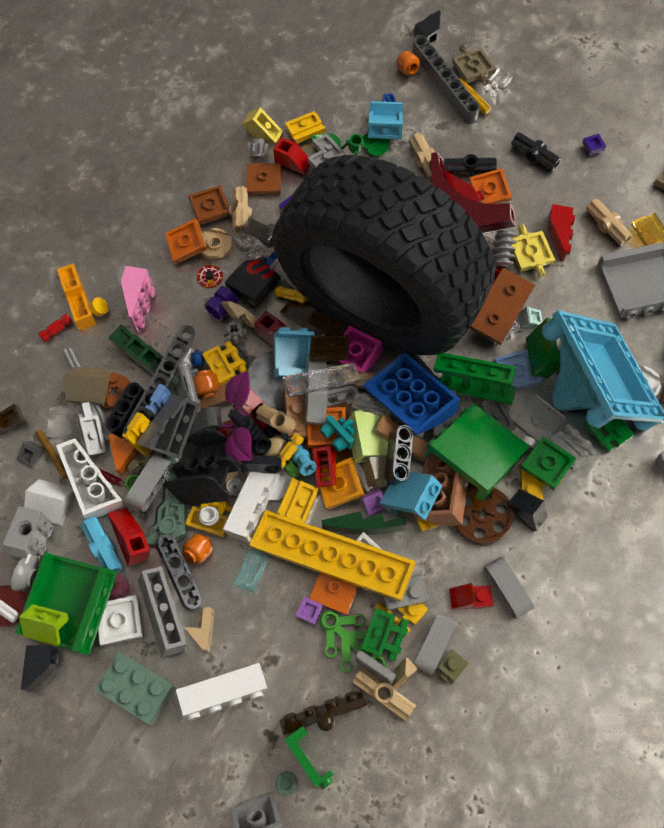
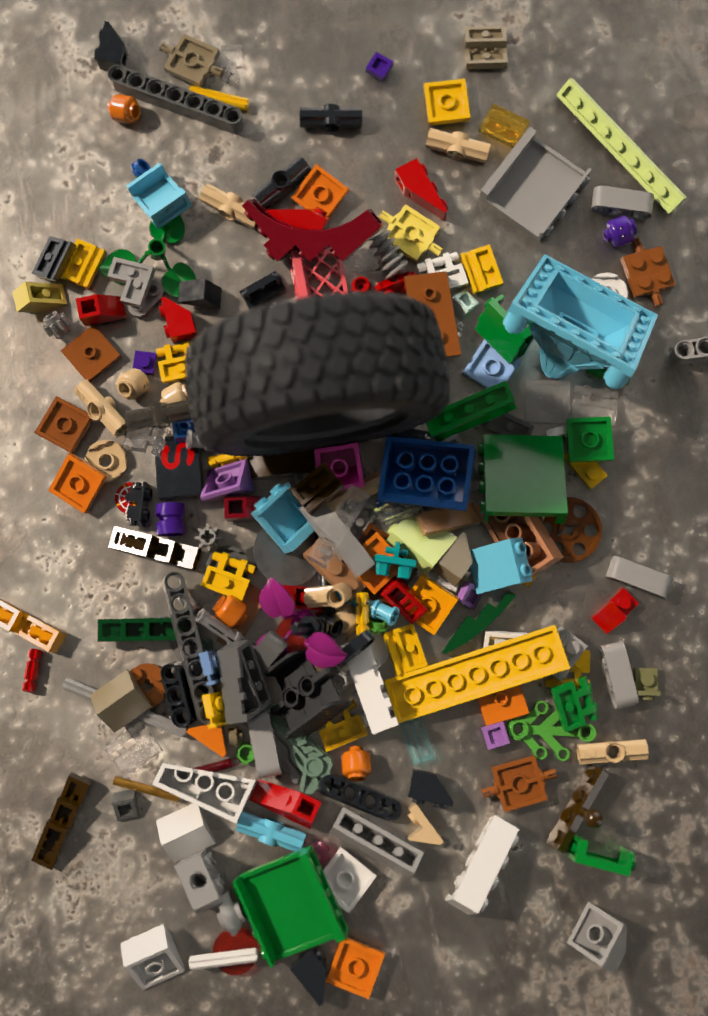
camera: 40 degrees left, 15 degrees up
(42, 624) = (287, 940): lime panel -> none
(70, 687) = (355, 967): none -> orange plate
(90, 431) = (164, 741): hinge -> none
(98, 306) = (55, 617): yellow tile -> none
(135, 689) = (412, 921): sand green brick -> none
(137, 292) = (79, 572): bright pink slope -> none
(196, 314) = (154, 548): none -> slope
(197, 358) = (197, 591): blue plate -> none
(205, 287) = (140, 512): none -> black hinge
(209, 516) = (342, 728): white plate -> none
(231, 606) = (427, 787): none -> black slope
(237, 311) = (198, 518): tan slope -> none
(270, 209) = (132, 384): none -> tan head
(280, 307) = (227, 480): none -> medium lavender slope
(286, 783) = (593, 886): sand green tile -> none
(290, 112) = (54, 259): none -> black plate
(296, 659) = (519, 783): none -> dark orange plate
(375, 667) = (593, 738): light grey tile -> none
(403, 672) = (614, 722): tan slope -> none
(404, 448) = (473, 545): black beam -> none
(529, 508) = (602, 494): black slope -> none
(539, 295) = (456, 274): none -> white plate
(562, 300) = (481, 269): none -> yellow plate
(623, 193) = (446, 102): none -> yellow plate

